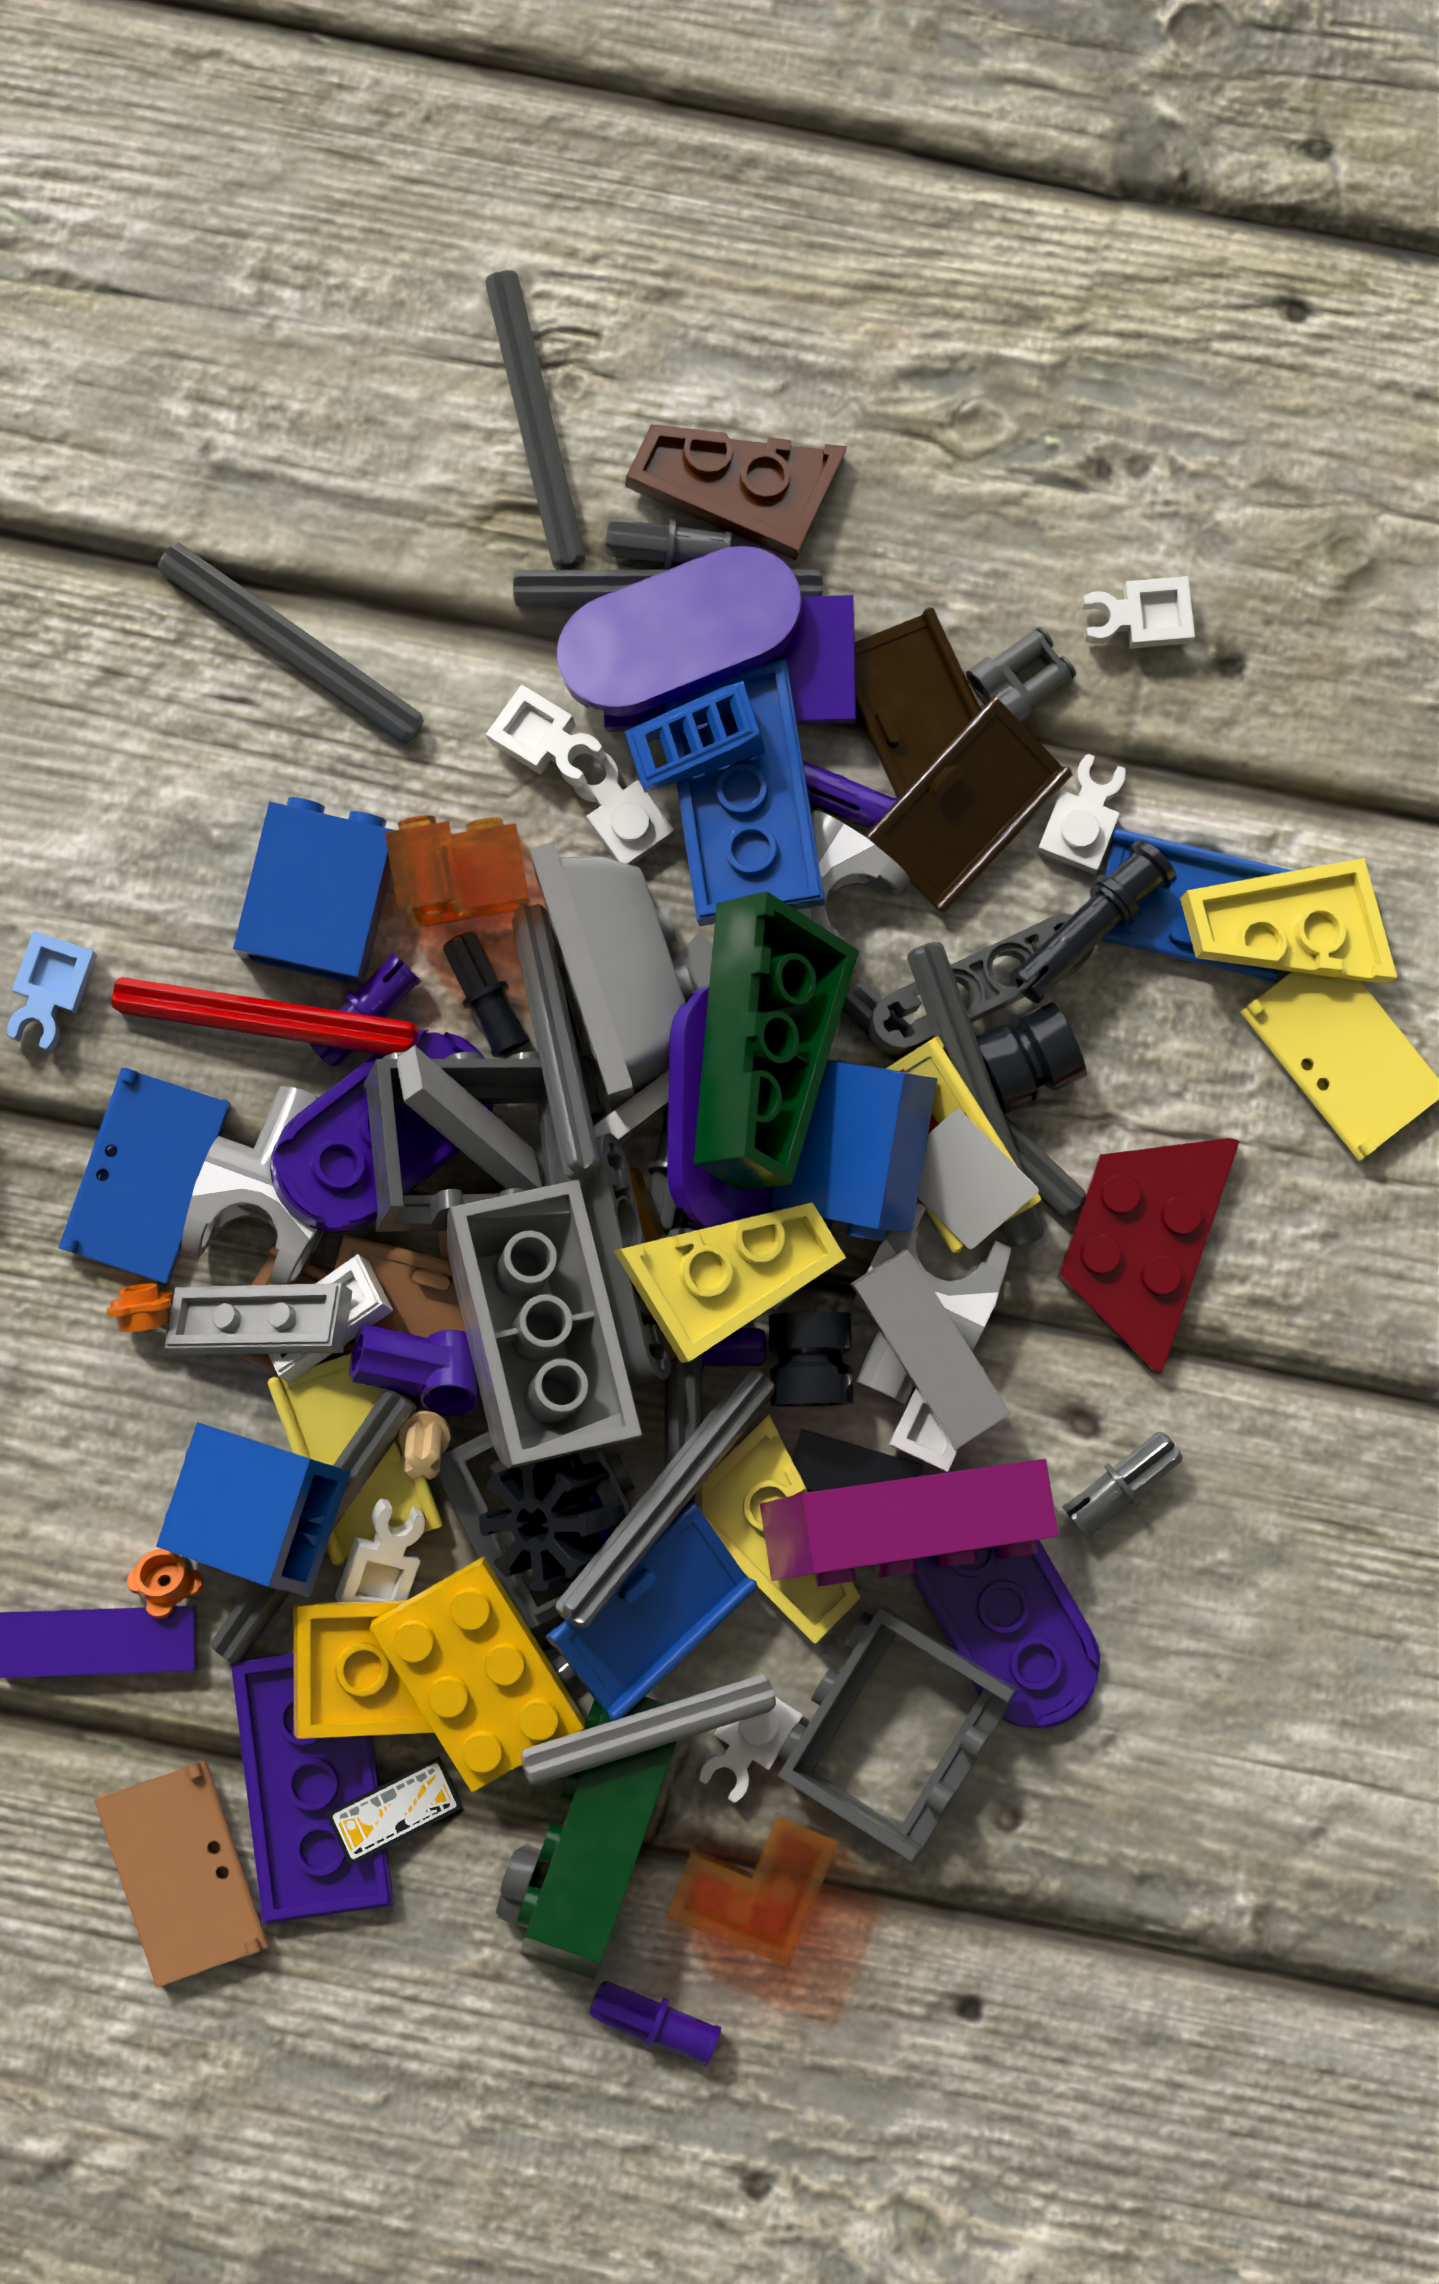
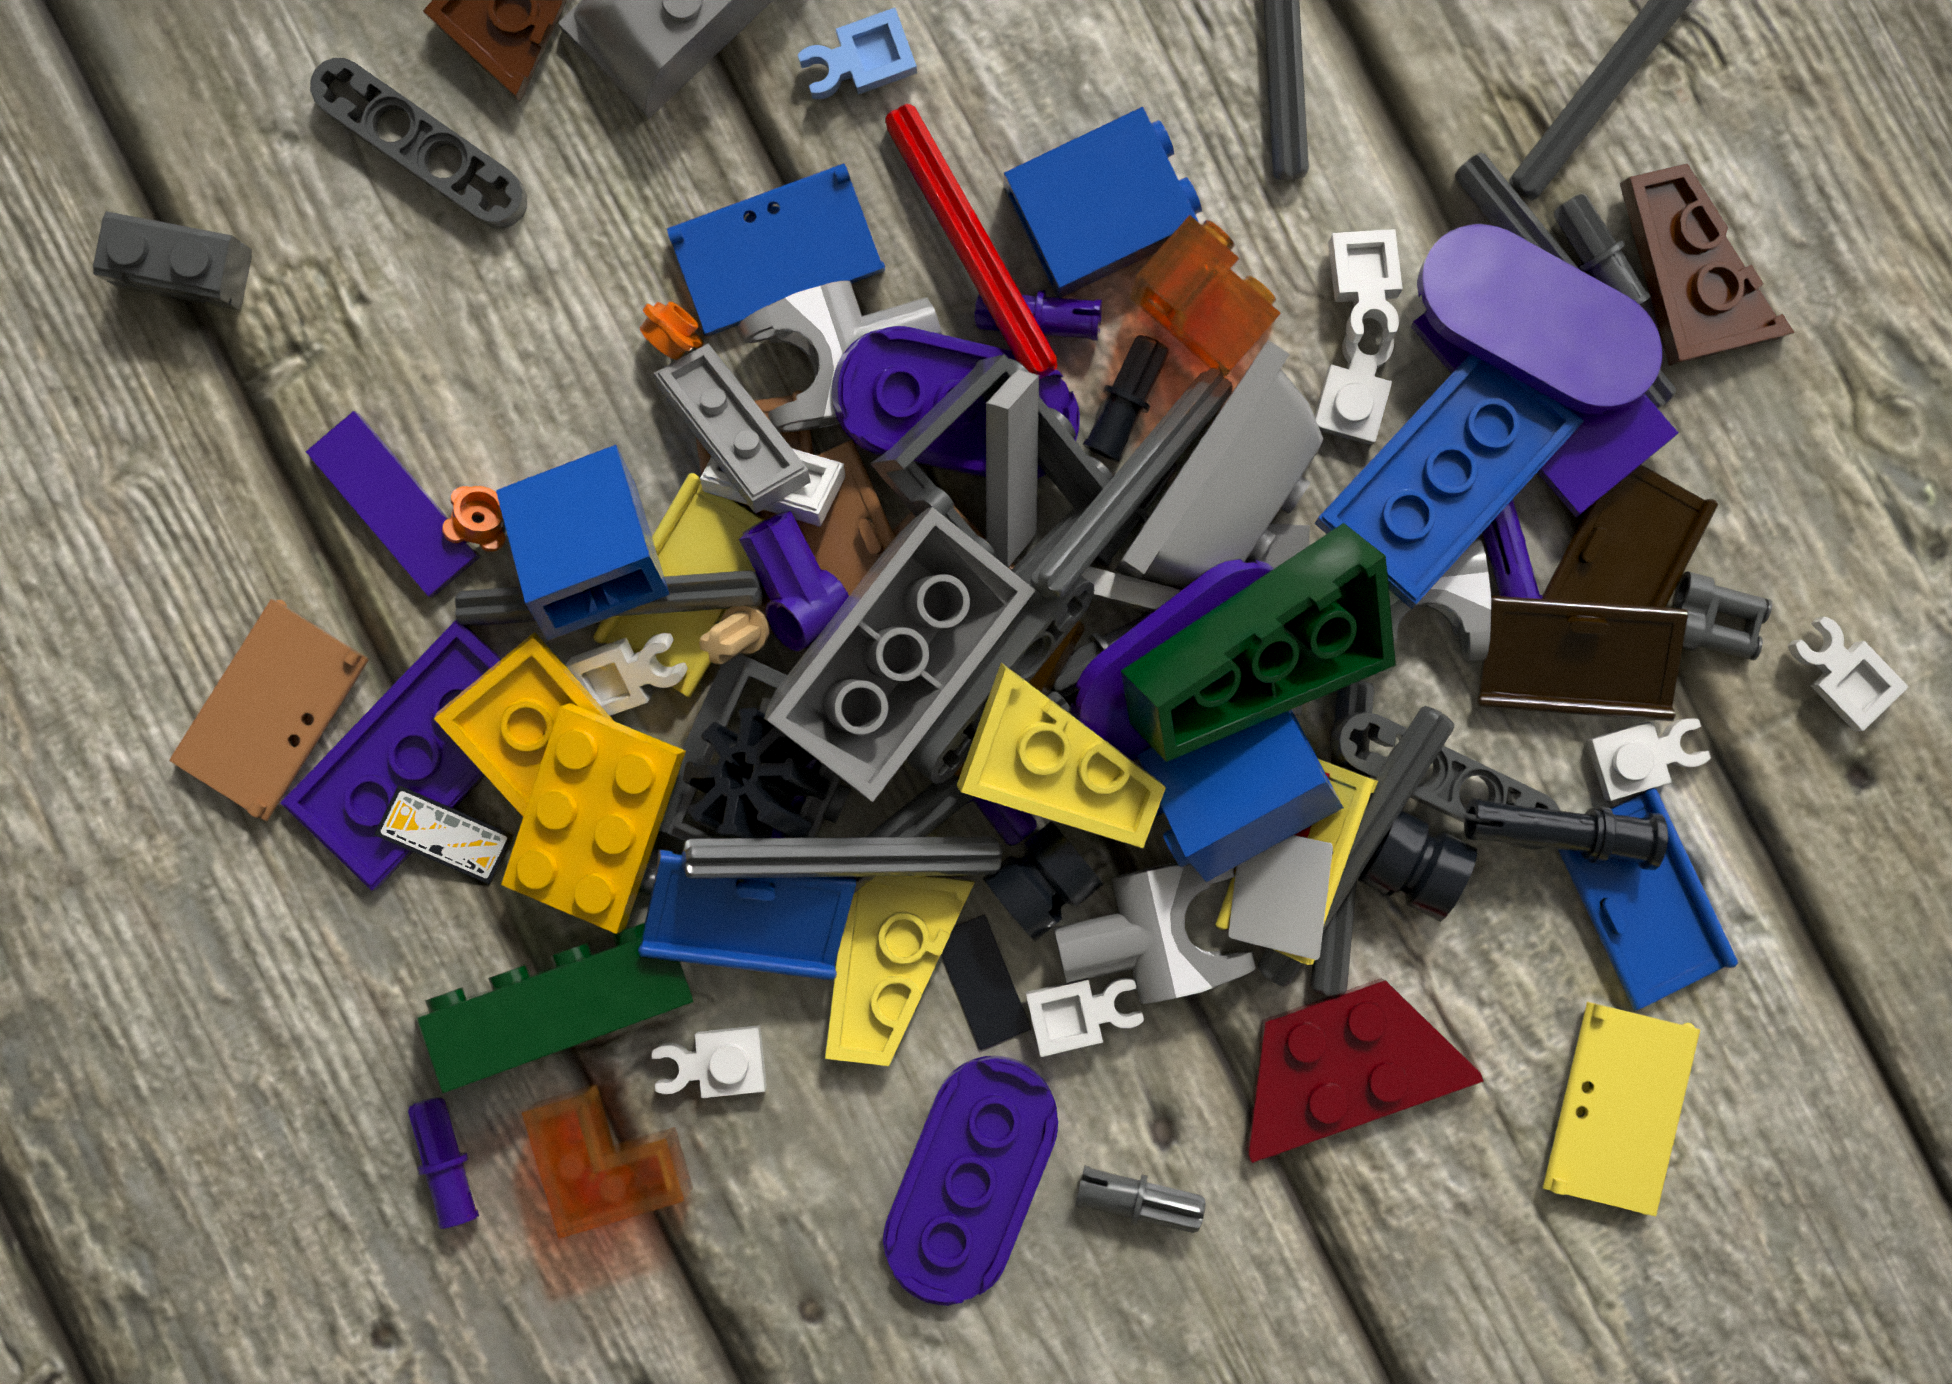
camera: 55 degrees right, 5 degrees up
(521, 1872) = (465, 973): dark grey tile -> none
(648, 1729) = (653, 985): light grey axle -> none
(725, 750) = (1471, 432): blue slope -> none
(837, 1696) = (798, 1107): dark grey window -> none
(909, 1520) = (975, 1062): magenta wedge -> none
(930, 1348) = (1125, 969): light grey tile -> none
(1296, 922) = (1695, 990): light yellow wing -> none

